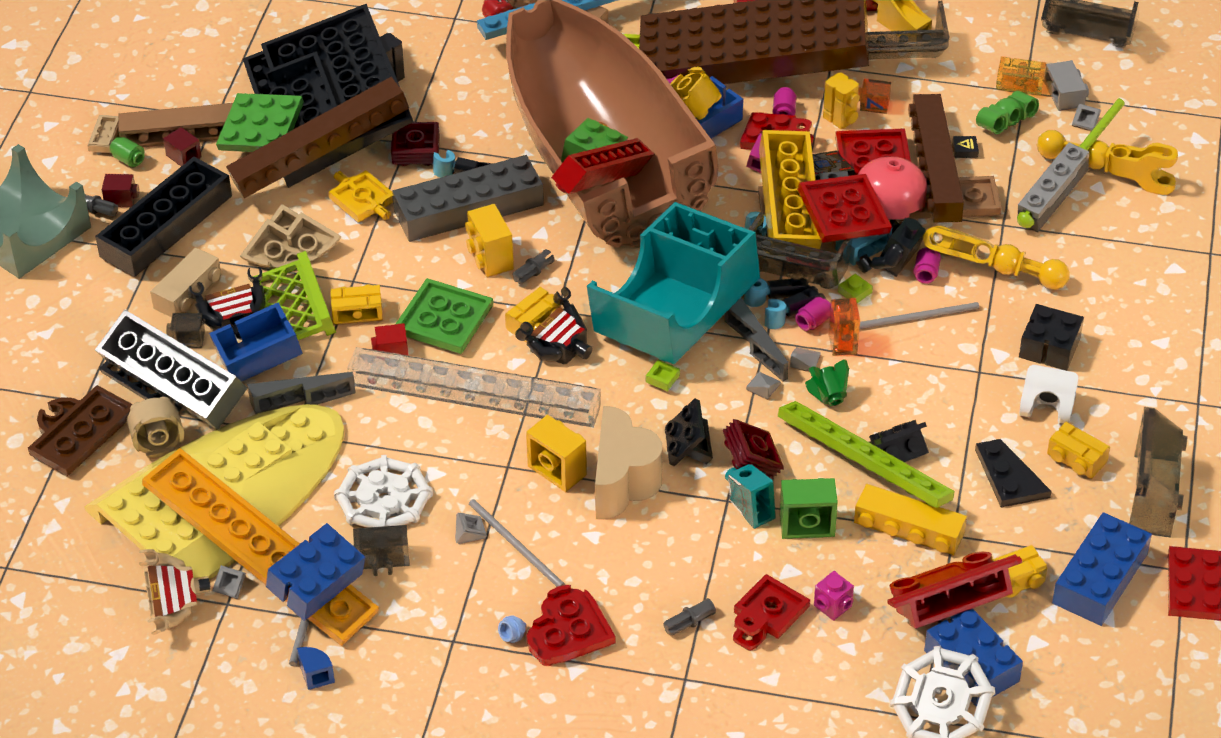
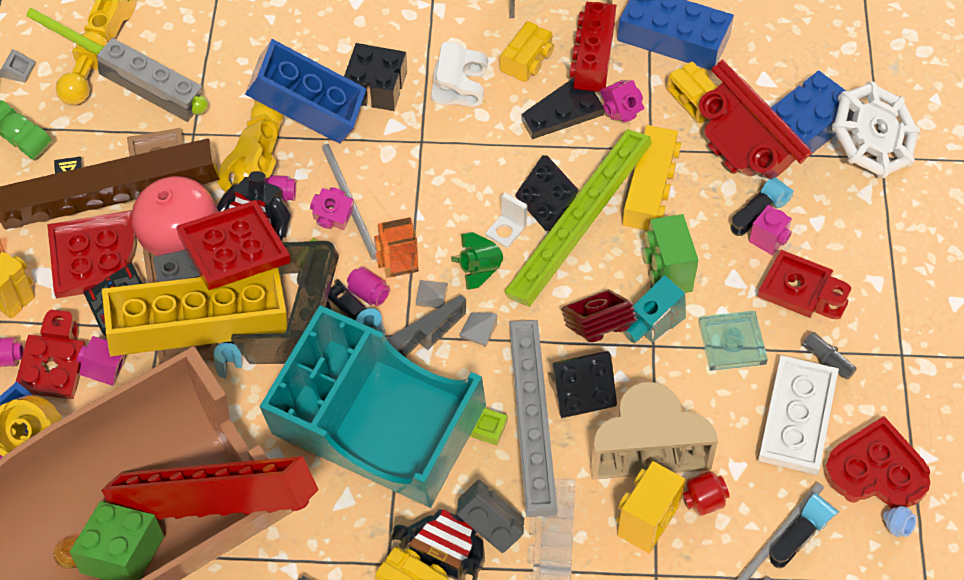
camera: 100 degrees left, 10 degrees up
(528, 570) = (814, 517): none -> black piece
(566, 499) = (706, 493): none -> red head
(569, 352) = (490, 516): none -> dark grey brick
(632, 580) = (798, 415): none -> white plate
(661, 395) = (532, 420): none -> light grey tile
(720, 553) = (732, 340): none -> clear light blue plate
(877, 609) = (772, 193): none -> piece
(878, 413) = (512, 216): none -> white bracket
(896, 294) = (340, 212): none -> dark pink brick
(1004, 507) = (622, 100): none -> dark pink brick
(1018, 272) = (305, 91): none -> blue brick
(1074, 495) = (594, 46): none -> red brick

